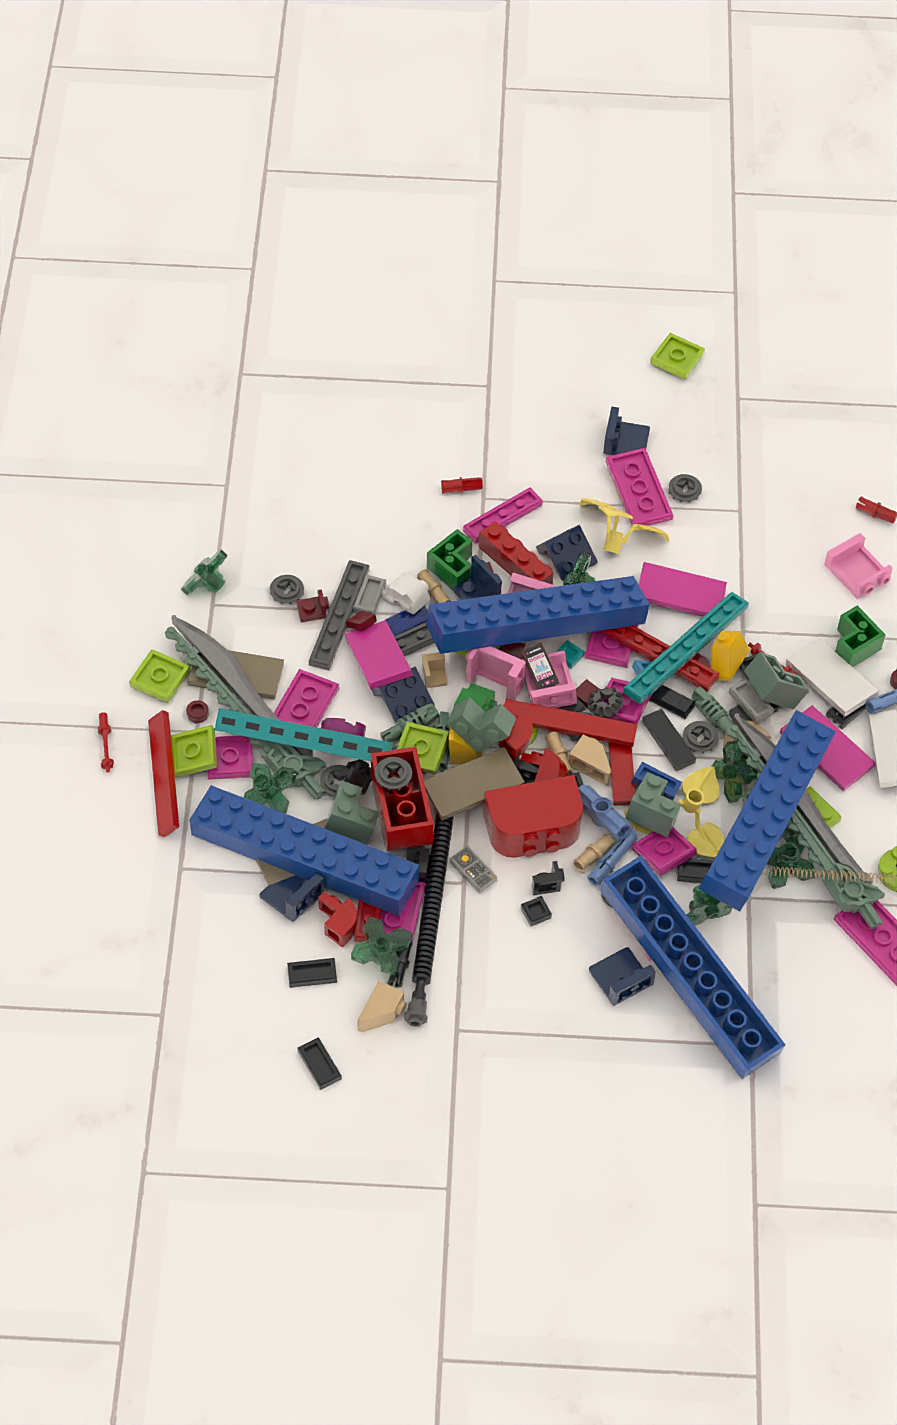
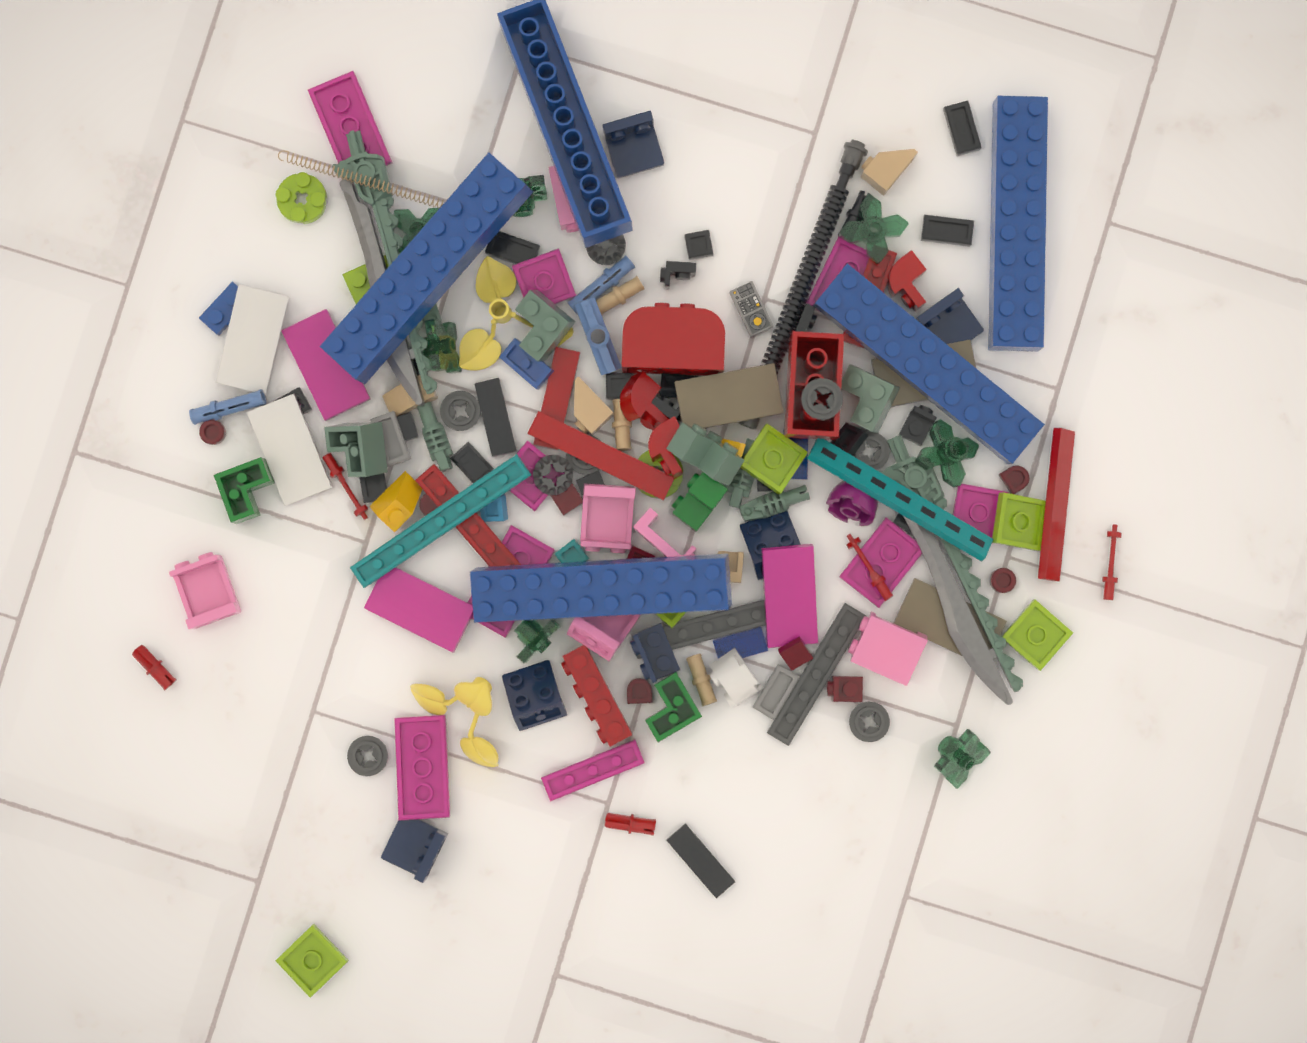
camera: 160 degrees left, 30 degrees up
(201, 786) = (1015, 478): none -> dark red tile
(249, 989) = (1018, 223): none -> blue brick
(285, 634) = (887, 648): none -> bright pink panel
(301, 807) = (918, 424): none -> black bracket
(305, 682) = (877, 580): none -> red piece
(398, 474) = (700, 860): none -> black tile
(540, 666) = (614, 531): tile -> none

